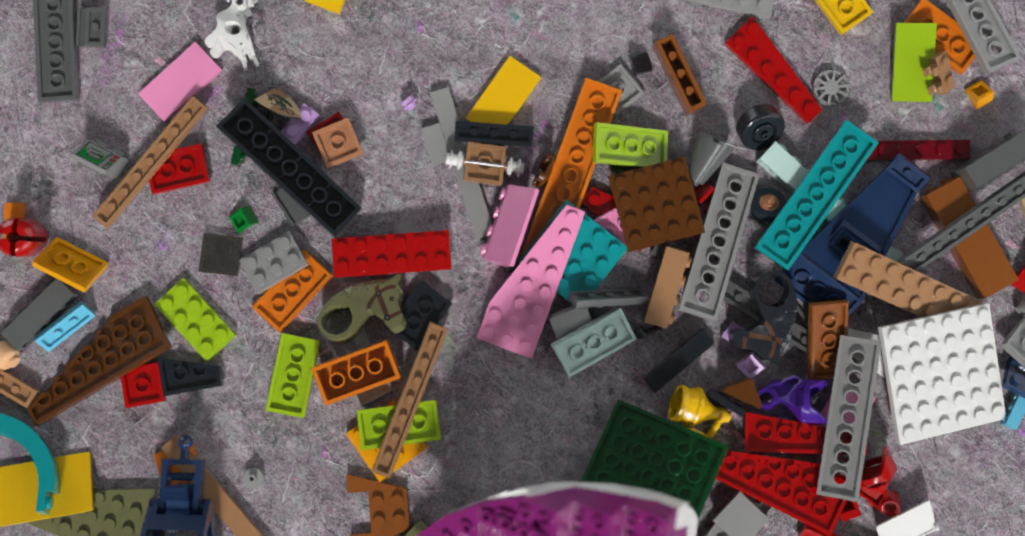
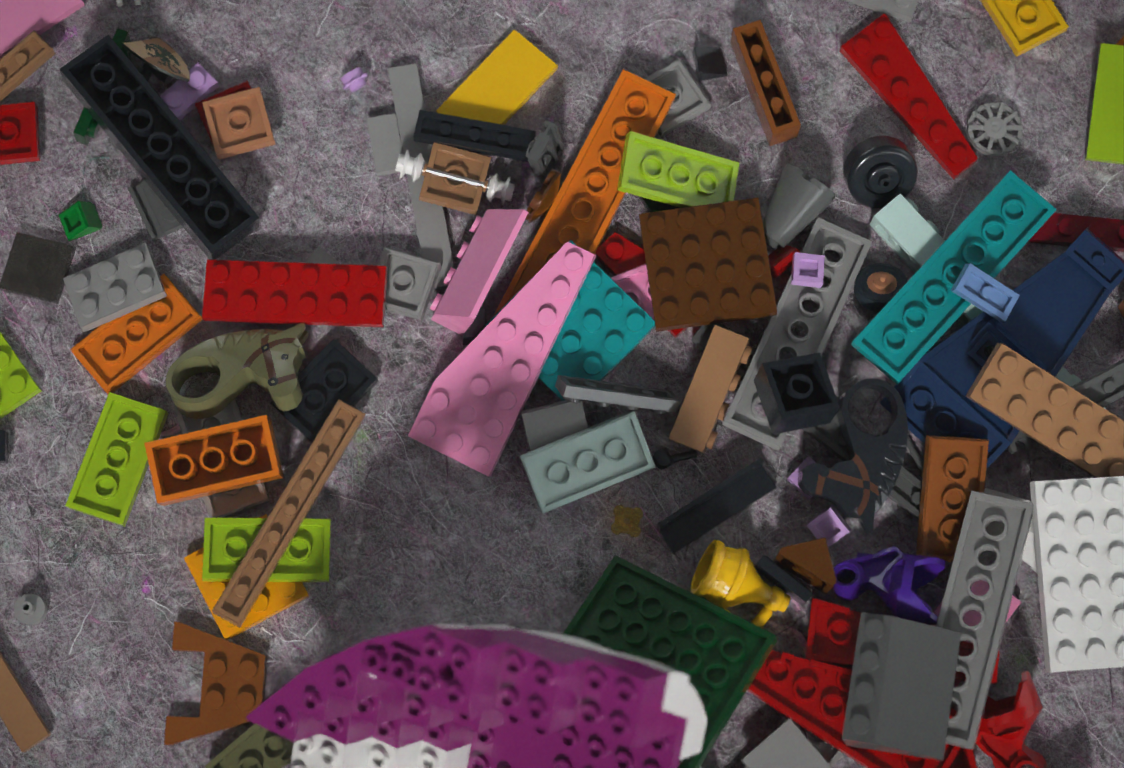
camera: 10 degrees right, 10 degrees down
(464, 236) = (409, 282): none -> light grey tile
(540, 141) = (543, 151): none -> dark grey plate
(618, 372) = (633, 515): none -> clear yellow plate
(721, 201) = (807, 270): none -> lavender plate
(724, 287) = (796, 393): none -> black brick
(810, 468) = (901, 687): none -> dark grey slope
(838, 205) = (985, 292): none -> medium blue plate

